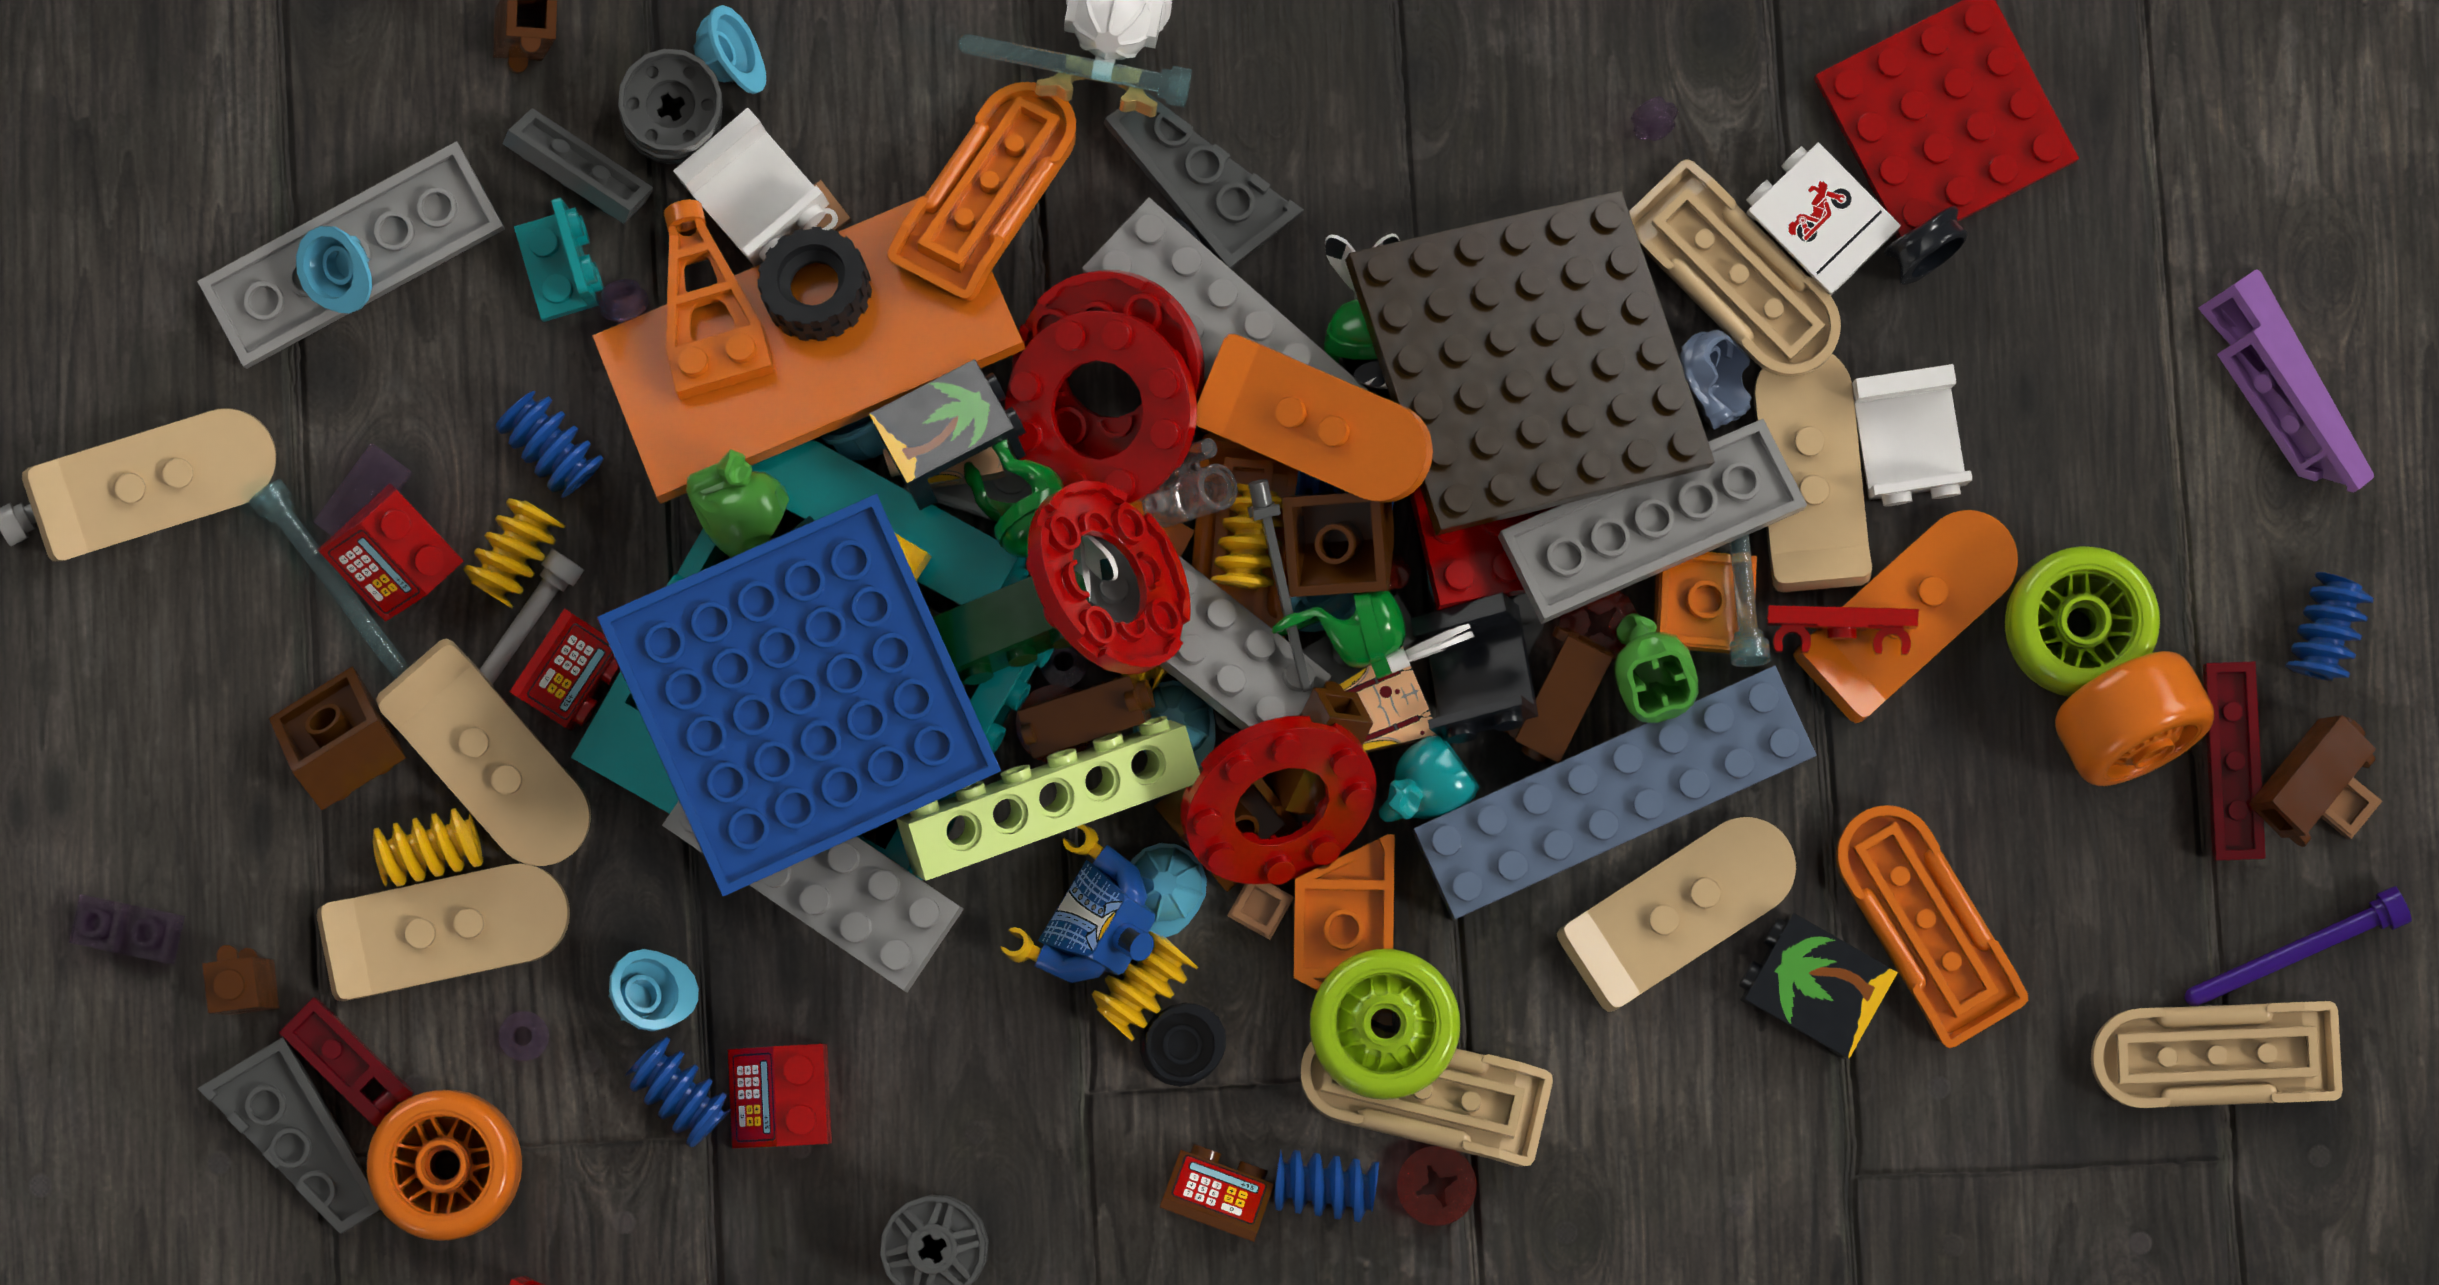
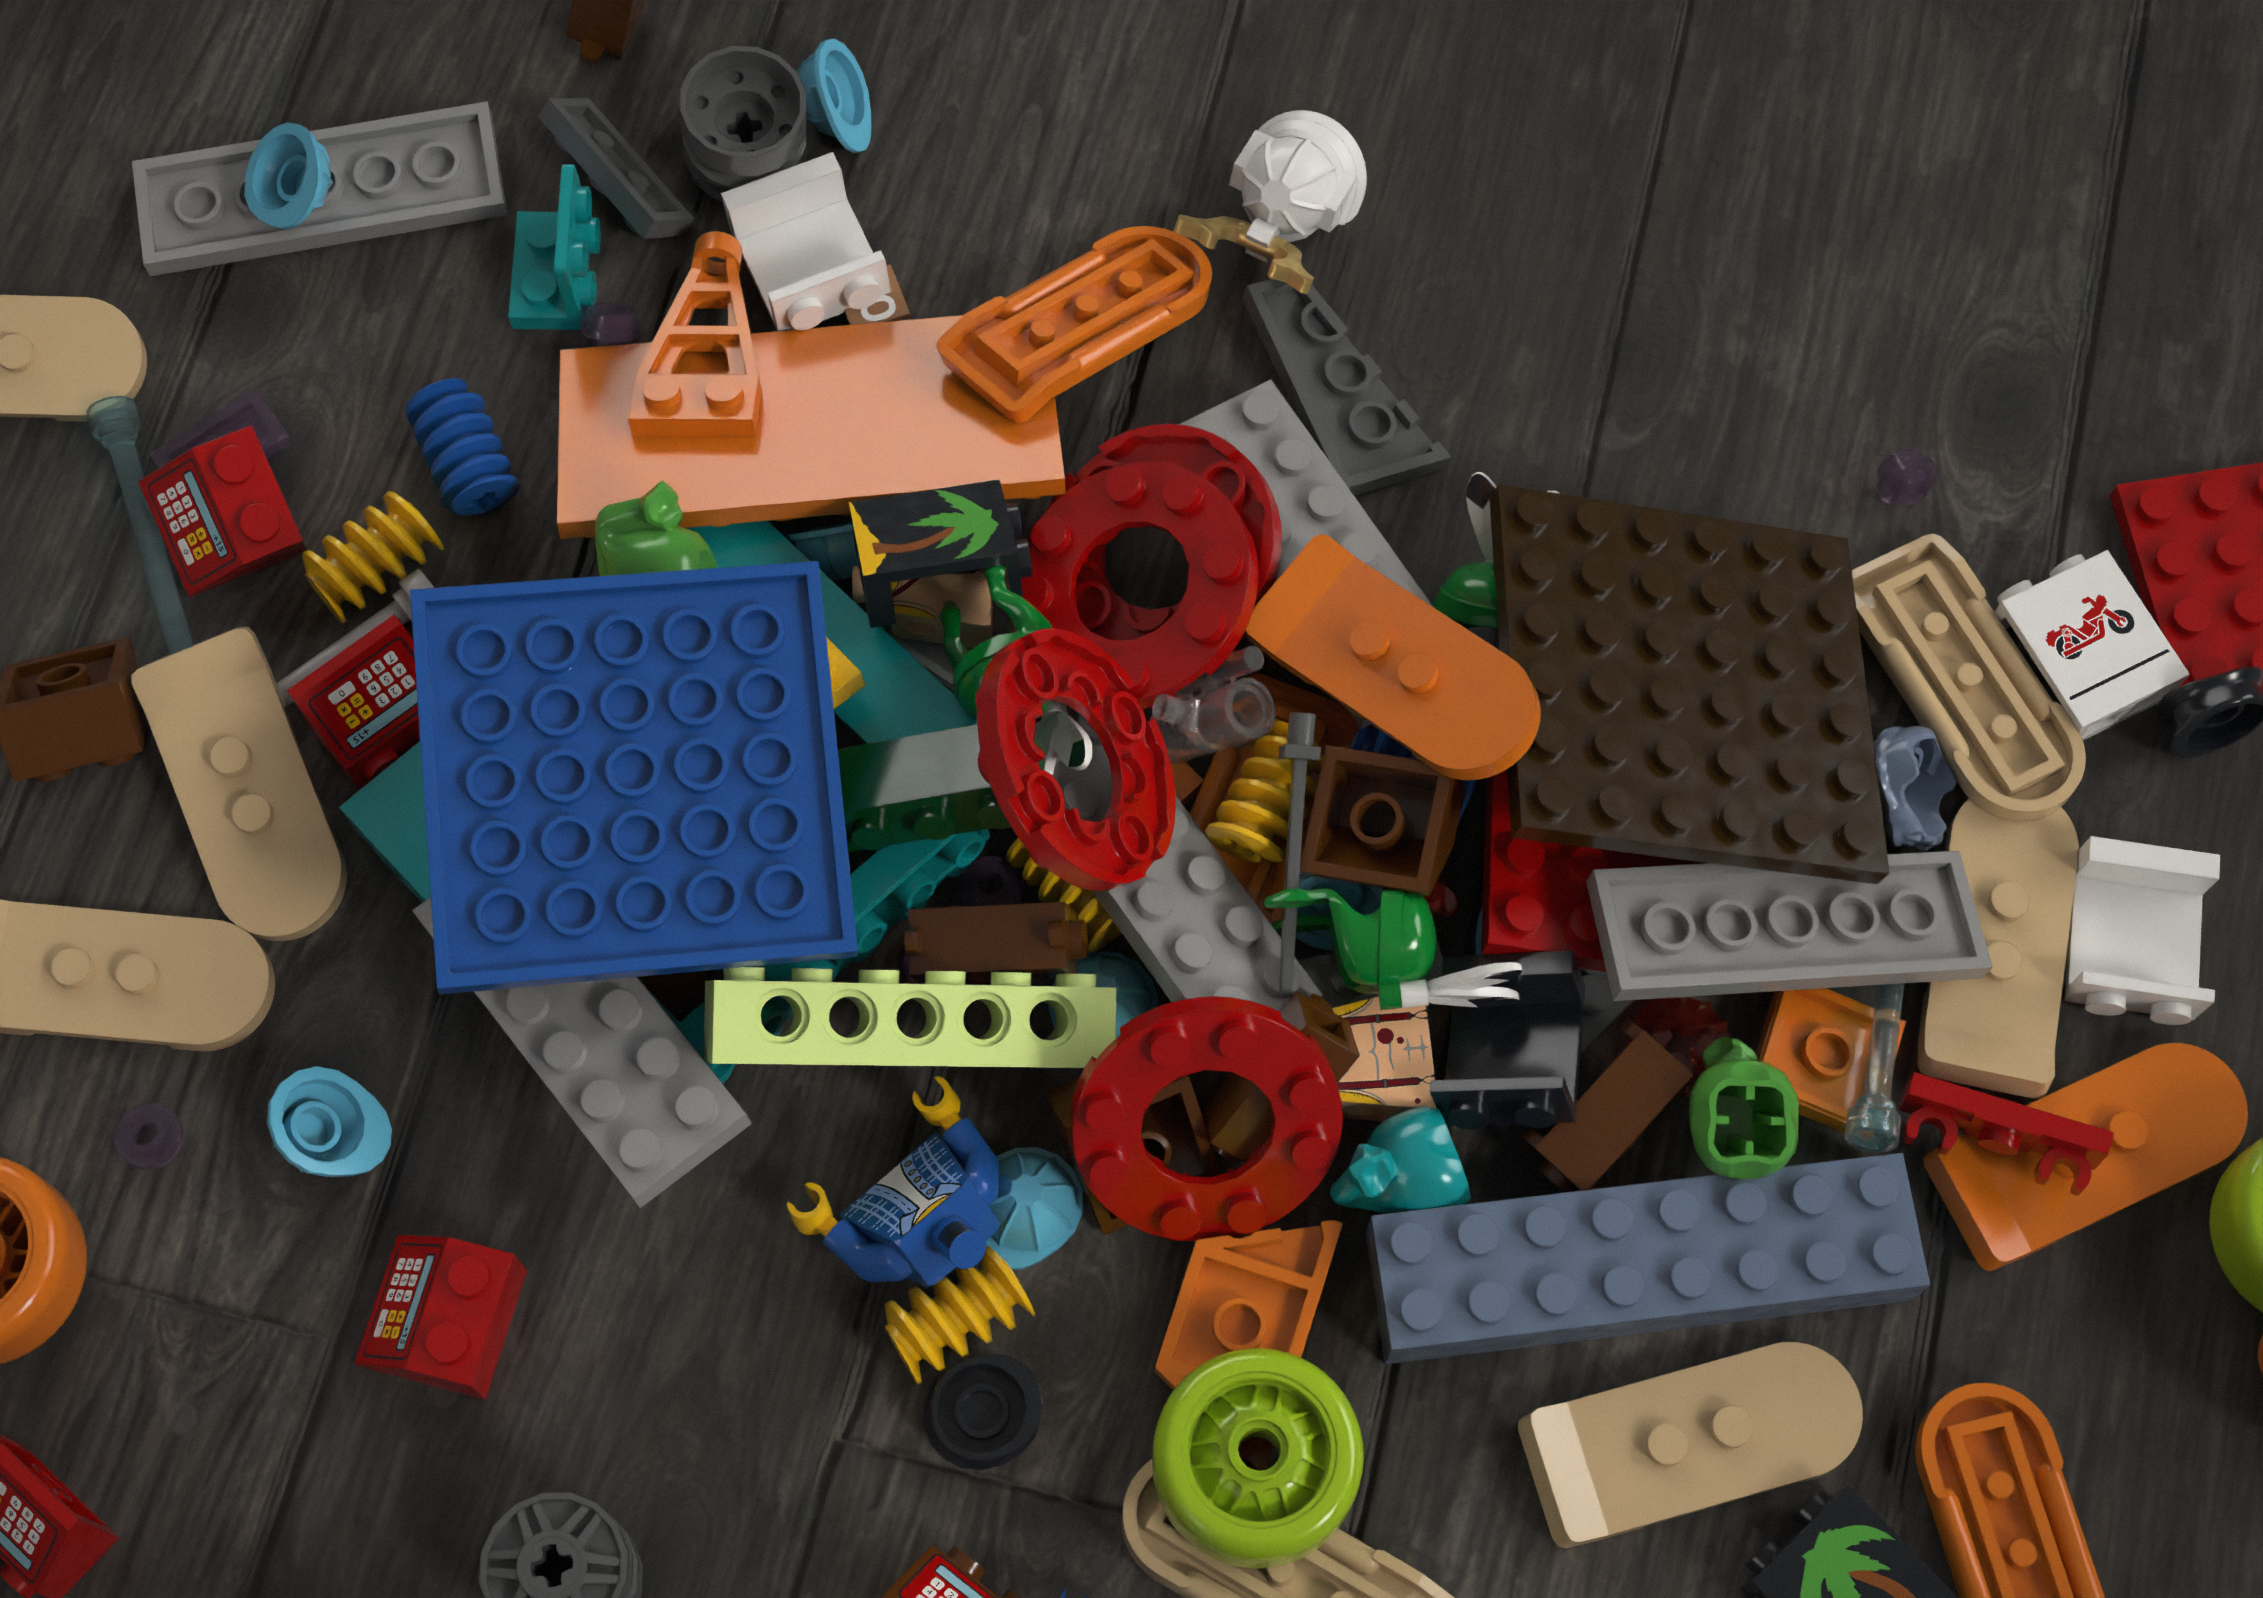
camera: 15 degrees right, 15 degrees down
(427, 847) = (123, 868): yellow piece -> none
(678, 1092) = (308, 1266): blue piece -> none
(806, 248) = (839, 389): black tyre -> none
(1169, 84) = (1334, 265): clear light blue piece -> none
(1260, 908) = (1140, 1268): medium nougat tile -> none

